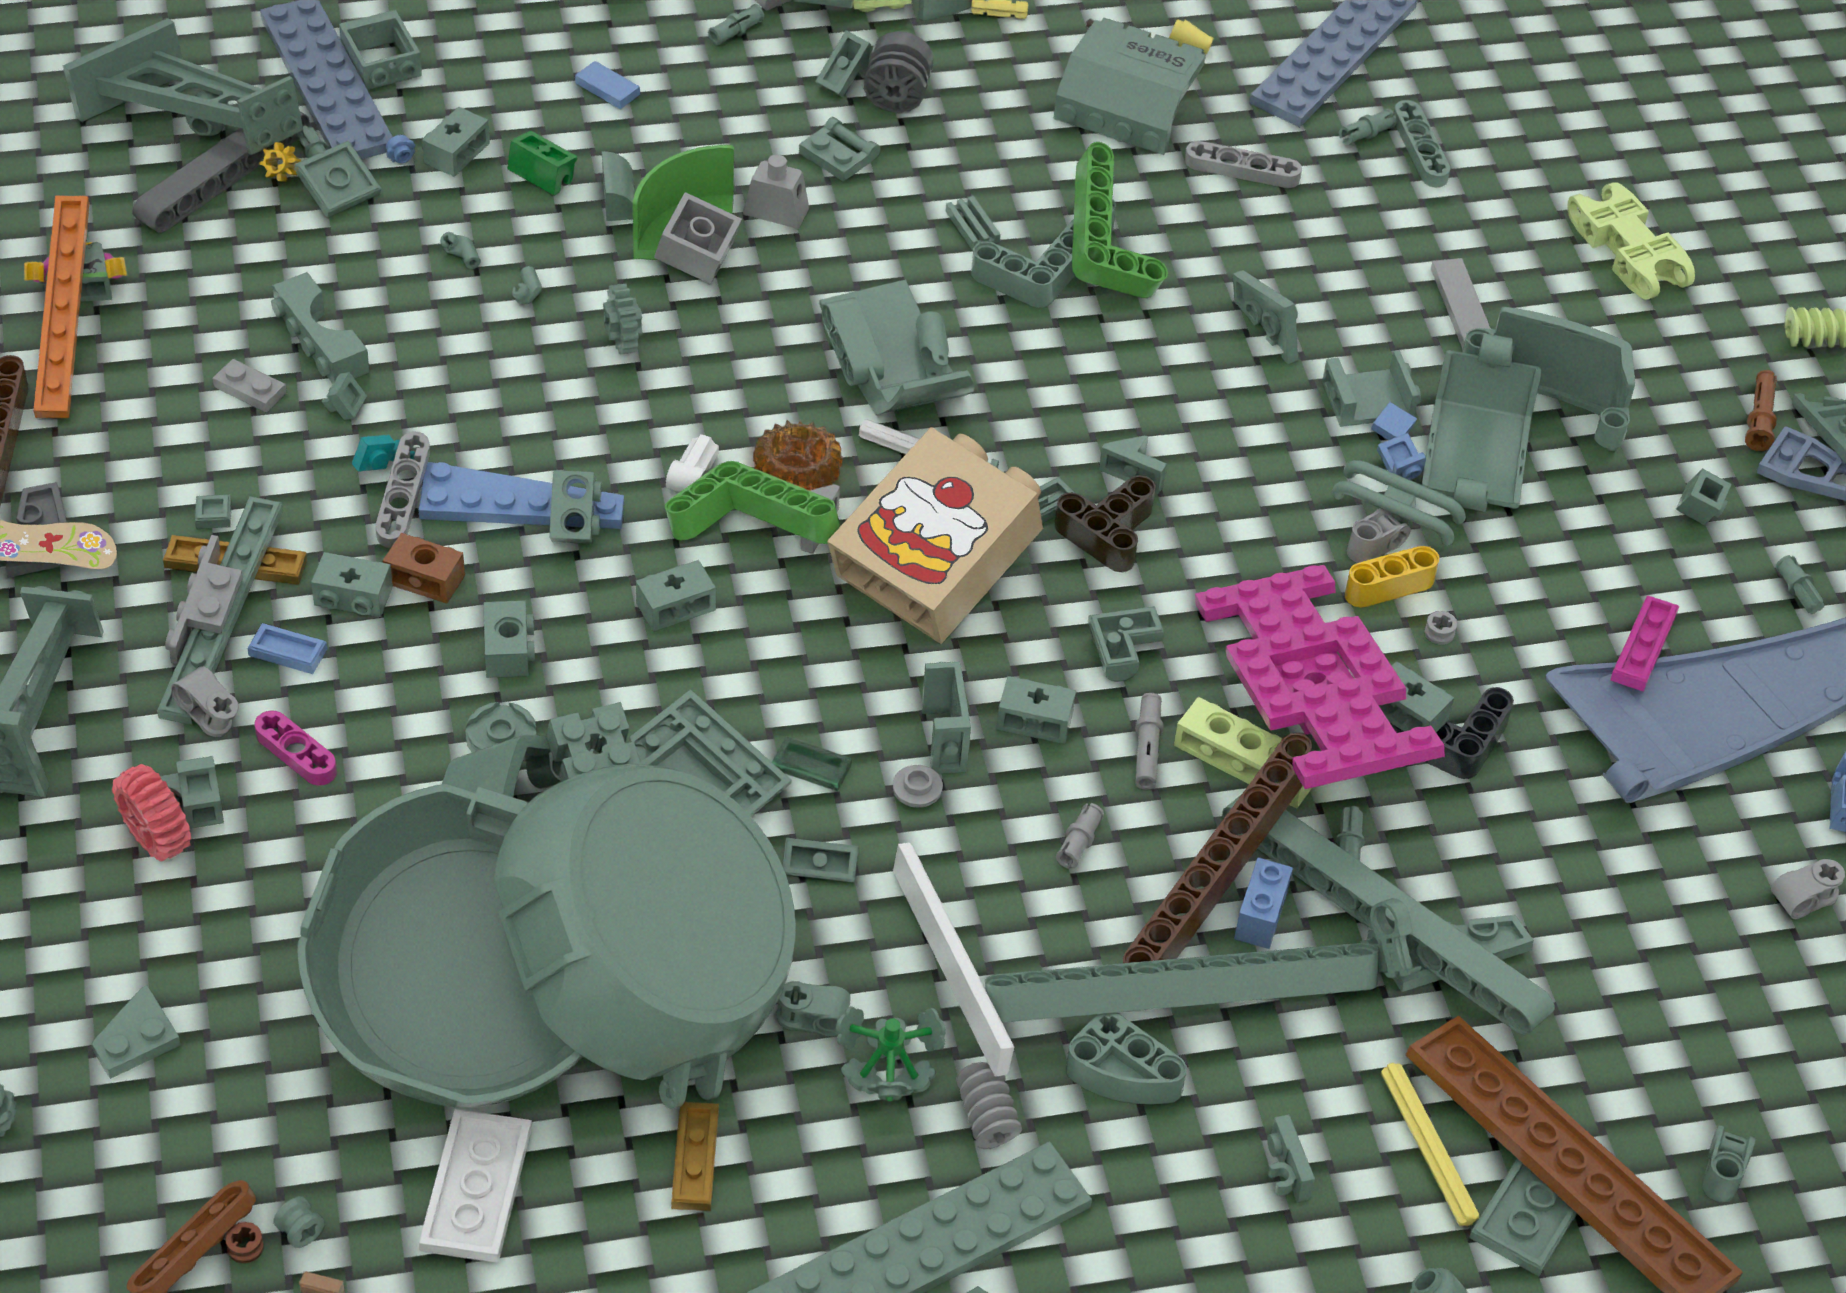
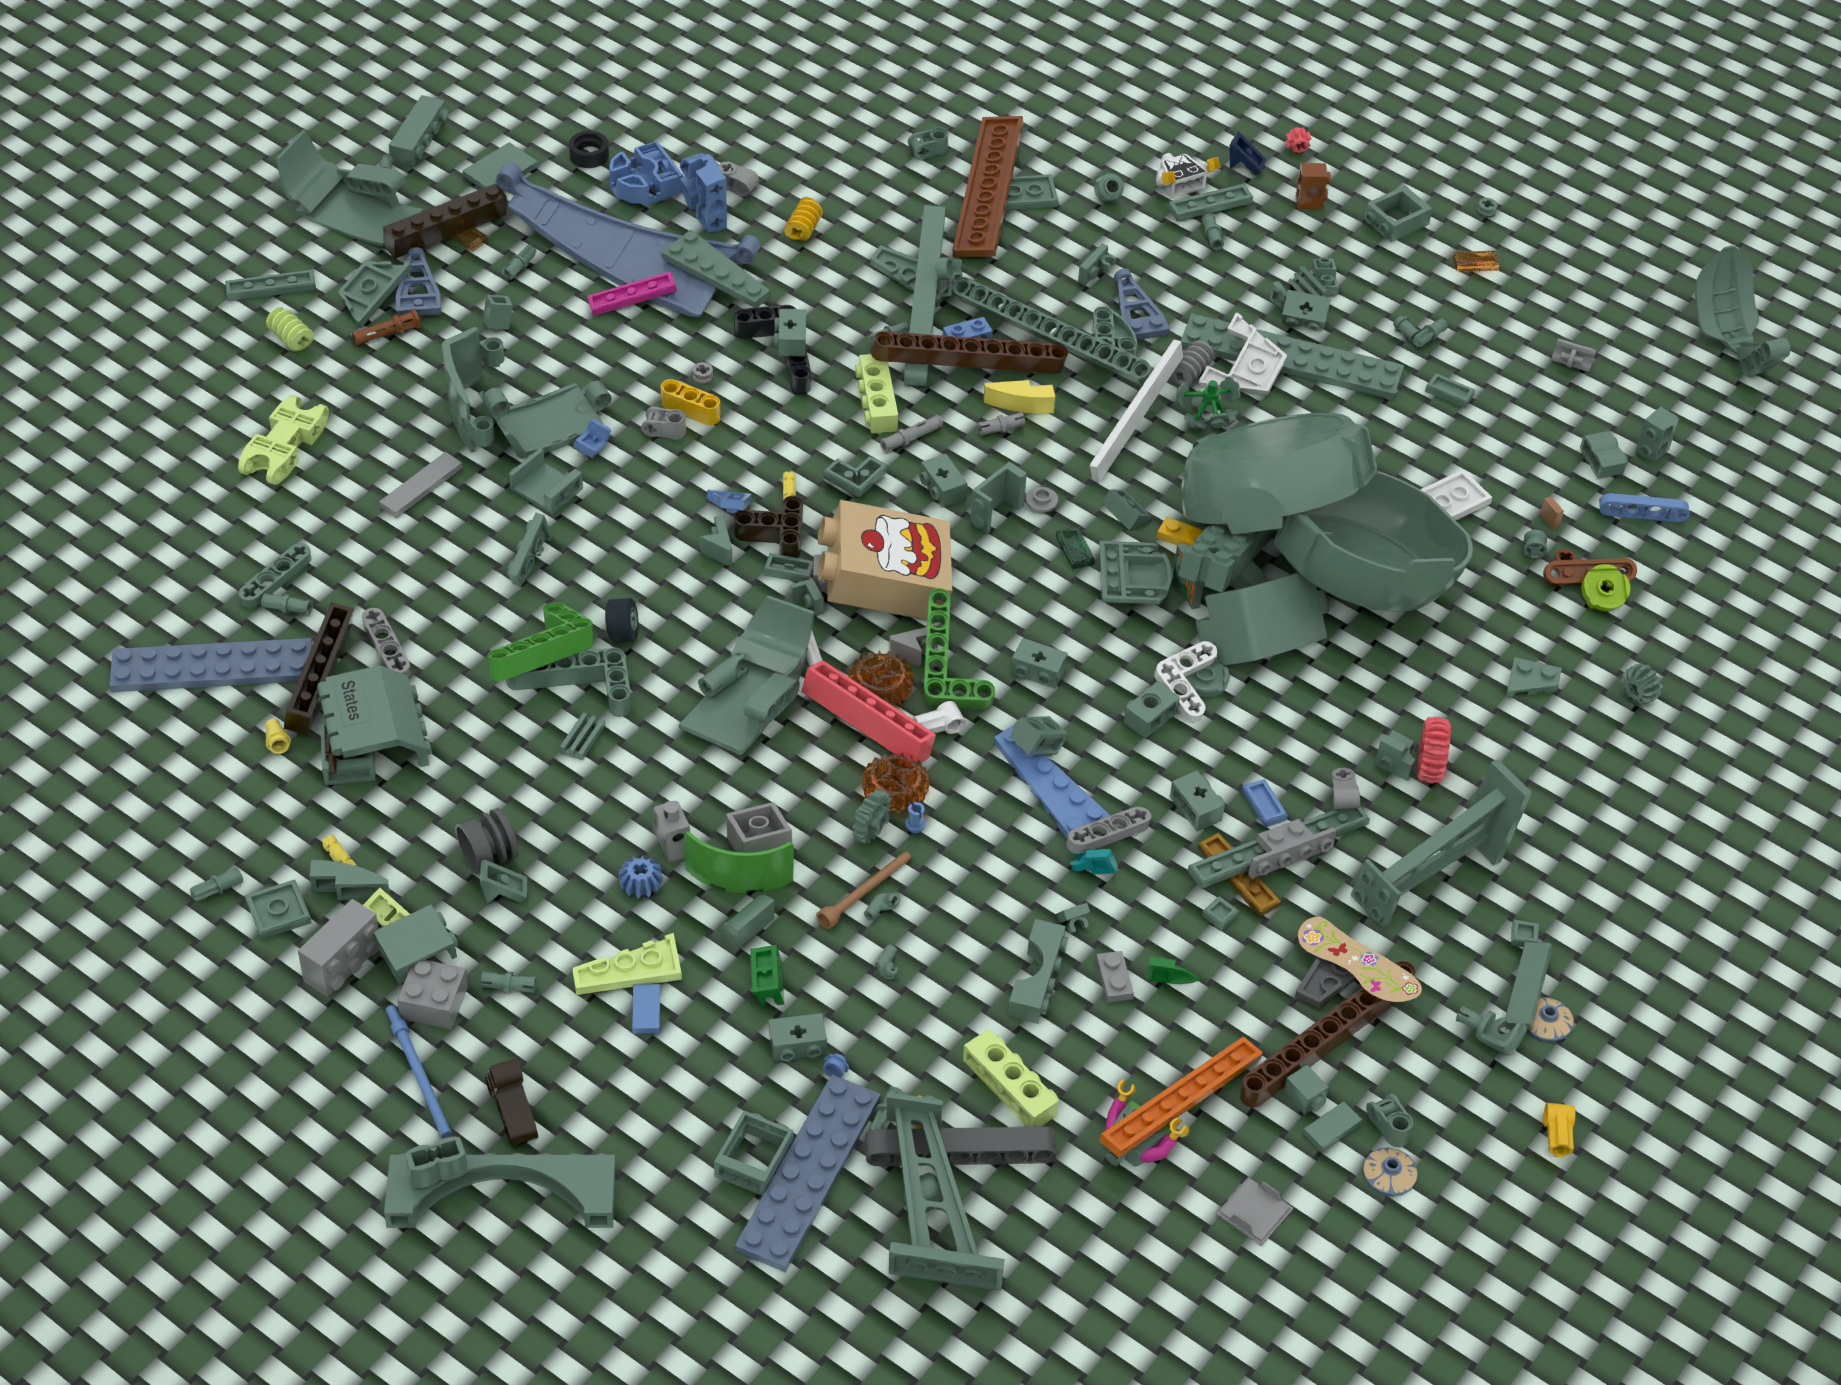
camera: 130 degrees left, 0 degrees up
(166, 1224) = (1596, 597): none -> lime plate
(199, 413) = (1164, 970): none -> green plate
(238, 235) = (996, 1074): none -> yellowish green brick
(299, 761) = (1314, 755): dark pink beam -> none
(337, 179) = (903, 1070): sand green tile -> none
(425, 567) = (1148, 779): dark orange brick -> none
(526, 685) = (1179, 673): none -> white beam
(558, 243) = (829, 915): none -> medium nougat piece
(591, 368) = (915, 822): none -> medium blue pin
(653, 382) = (899, 777): none -> clear orange gear
(658, 96) = (646, 965): none -> yellowish green wing
(750, 150) = (640, 877): none -> medium blue gear
(757, 407) = (867, 712): none -> coral brick
(835, 157) = (590, 844): sand green plate -> none
(916, 1177) = (1256, 364): none -> white wing
(1090, 316) = (621, 619): none -> black wheel
(1104, 885) = (1020, 397): none -> light yellow slope
(1119, 1129) = (1144, 327): none -> sand blue plate
(1163, 576) = (789, 484): none -> light yellow axle
(1186, 502) = (731, 500): none -> medium blue wing
(1251, 94) = (319, 665): none -> dark brown brick
(1301, 679) = (838, 346): dark pink piece -> none
(1393, 422) = (562, 461): medium blue tile -> none
(1400, 498) = (636, 418): sand green piece -> none
(1430, 1145) = (1029, 233): light yellow axle -> none
(1642, 730) = (710, 265): none -> sand green wing
(1654, 899) = (803, 219): none -> yellow piece
(1808, 811) = (702, 188): none -> medium blue connector

